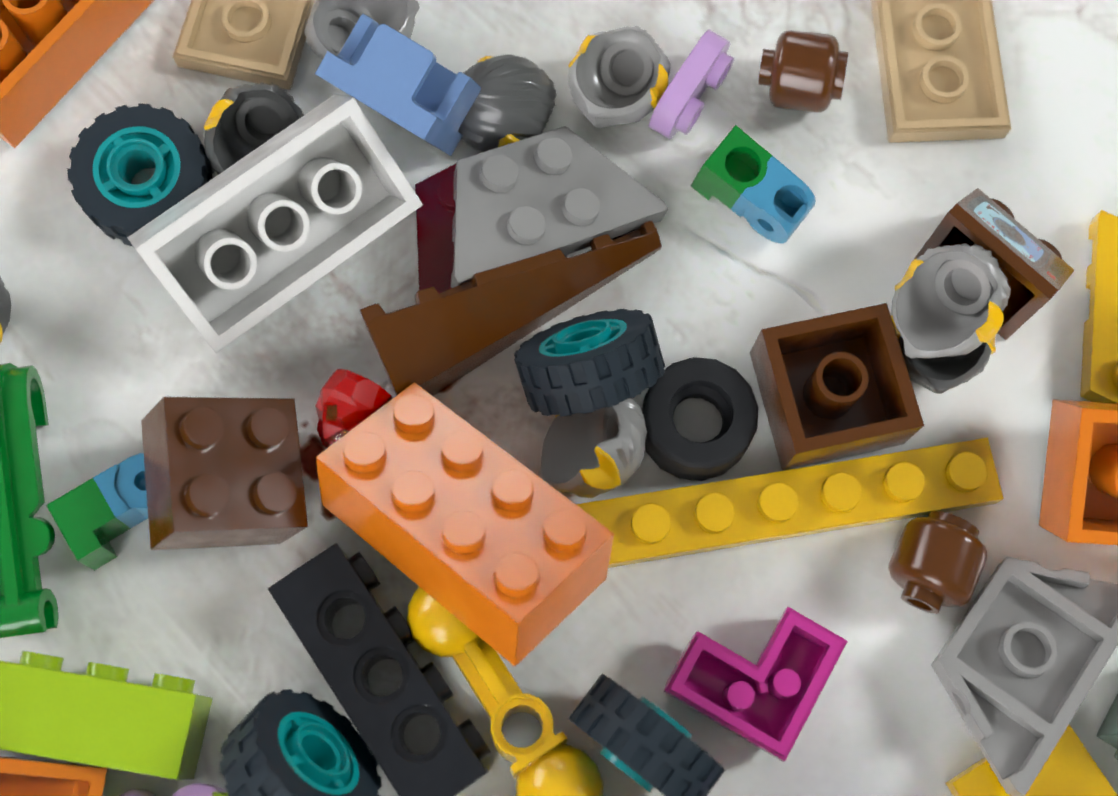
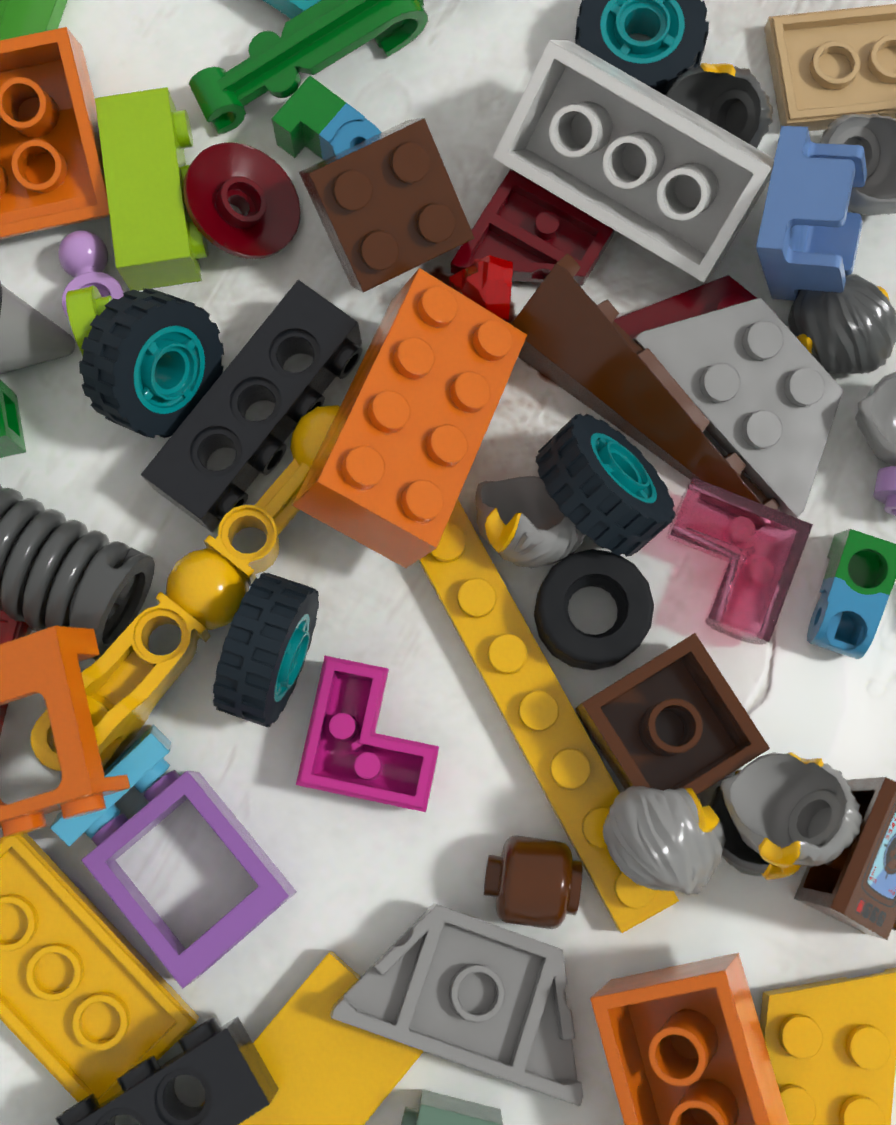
camera: 75 degrees right, 5 degrees up
(148, 602) = (253, 184): none -> dark red dish
(304, 344) = (533, 232): none -> dark red wing
(693, 252) = (759, 551): none -> clear pink brick
(943, 424) = (664, 838): none -> light grey hair

